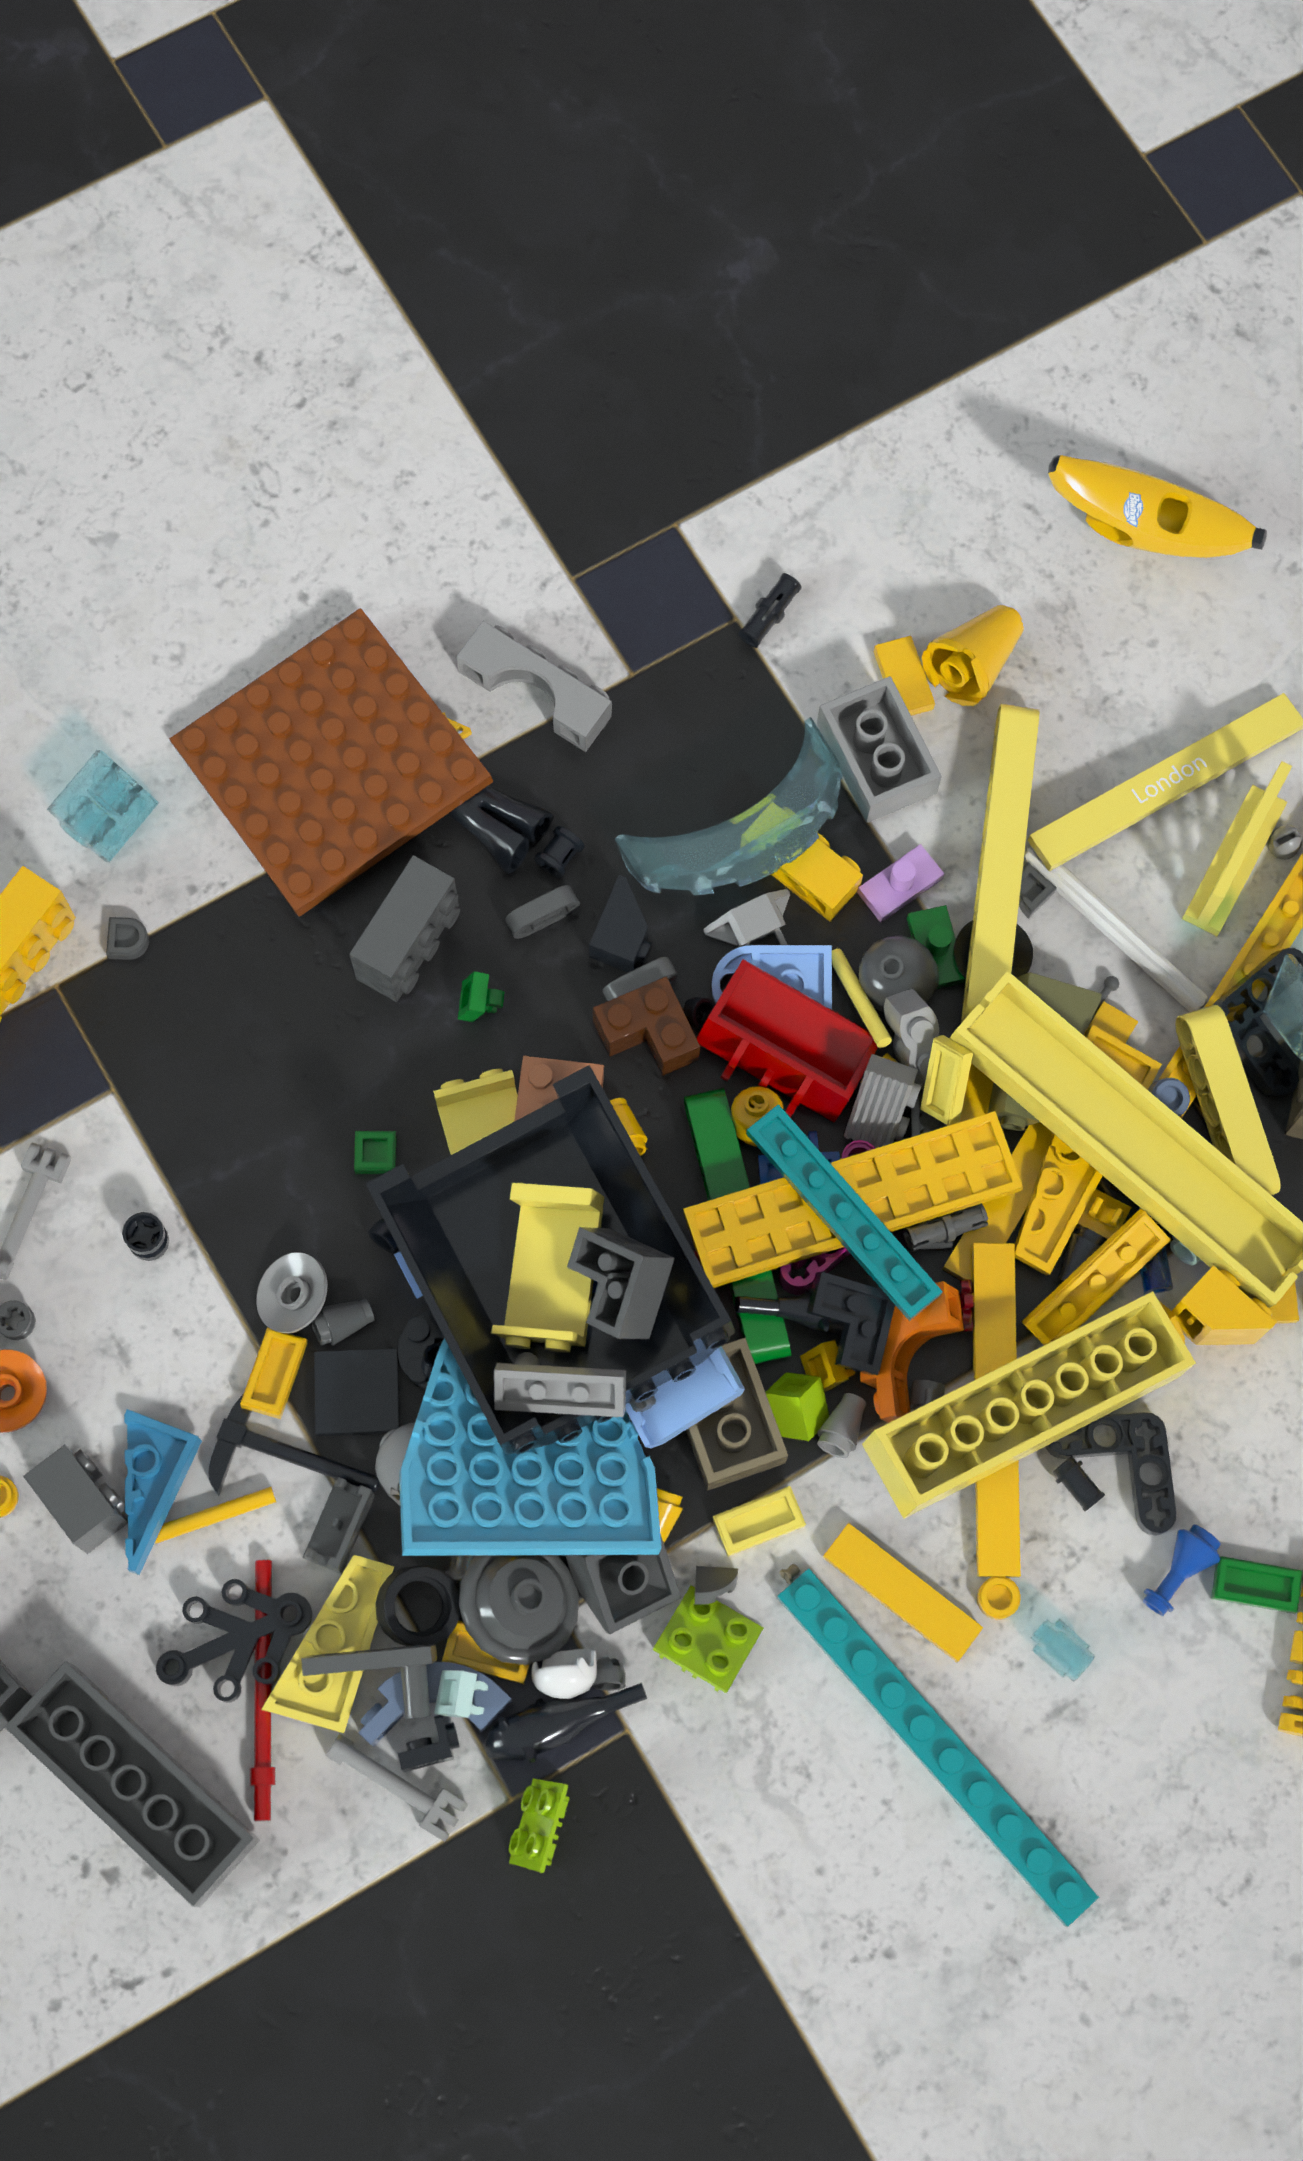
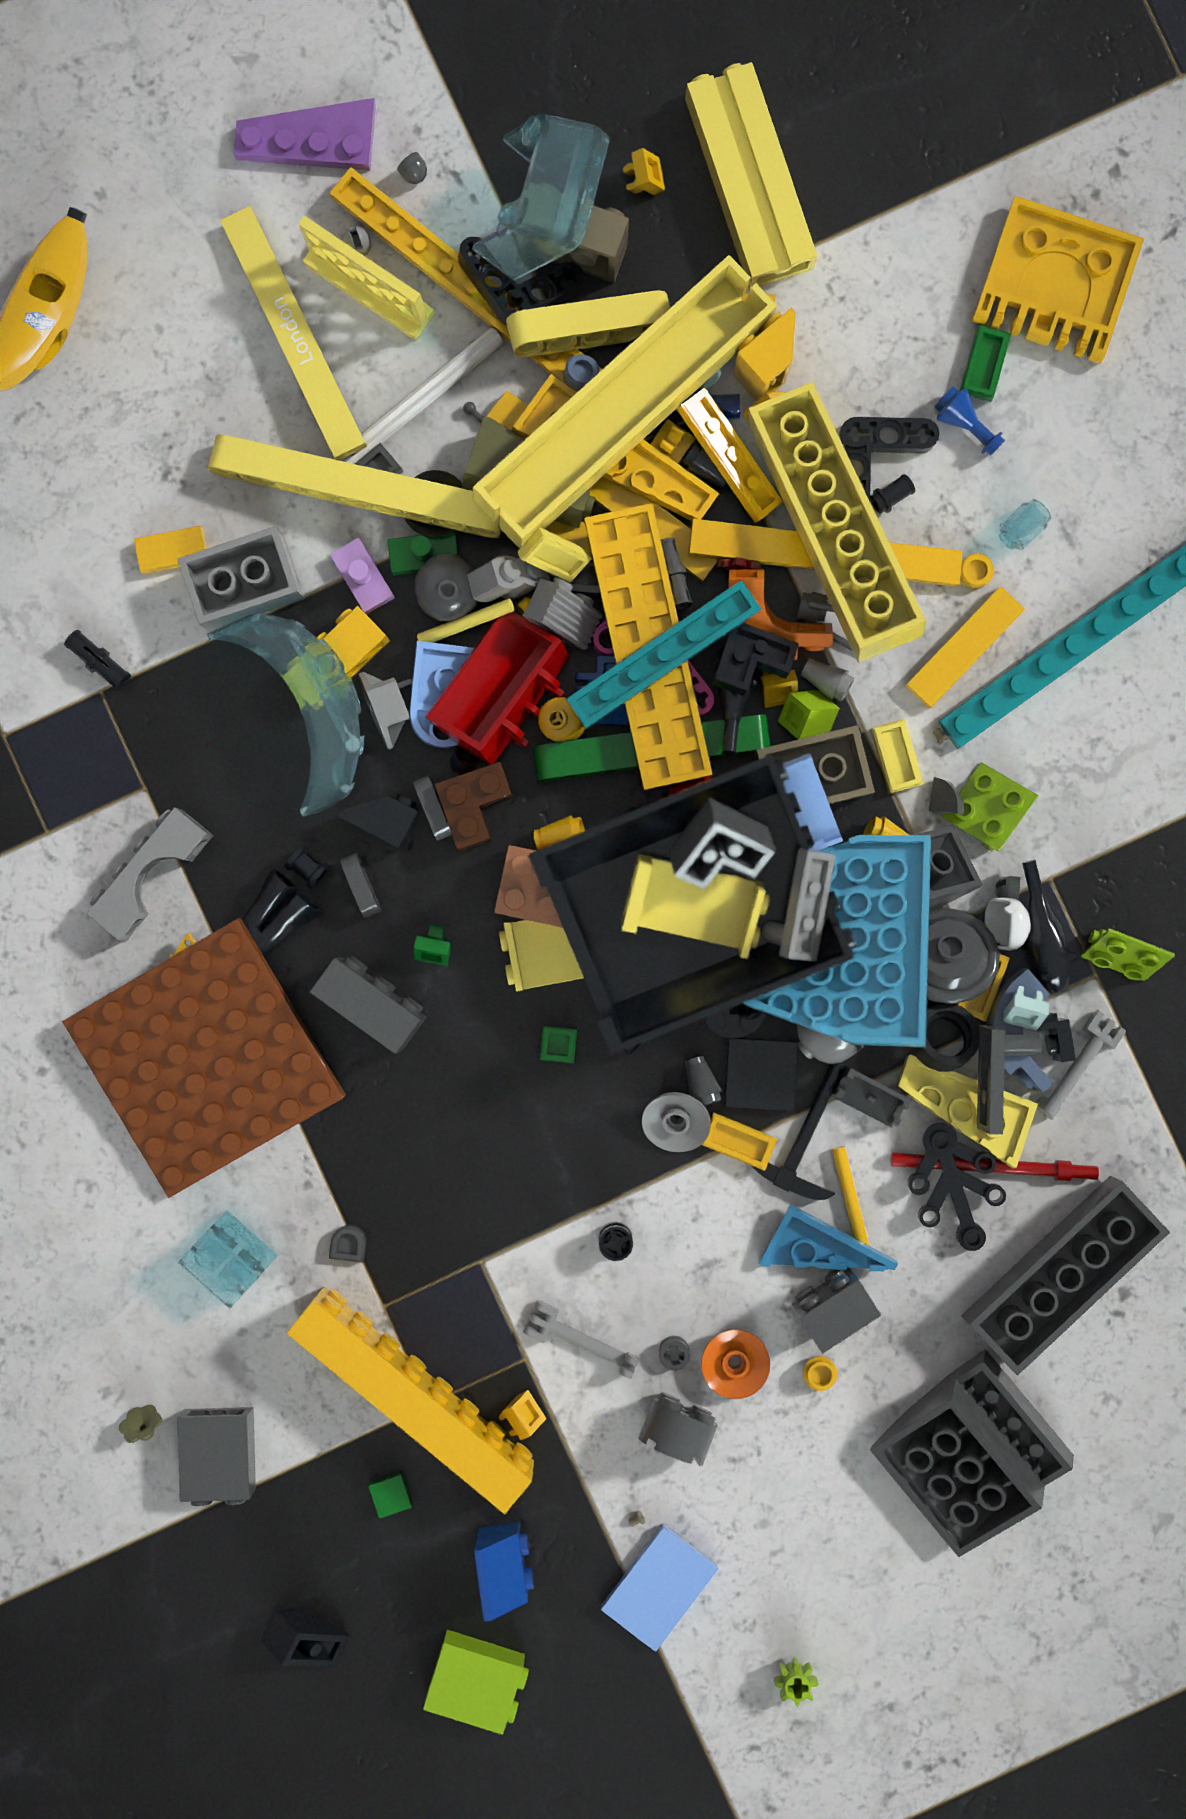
camera: 80 degrees left, 15 degrees up
(973, 654) = (159, 484): yellow cone -> none

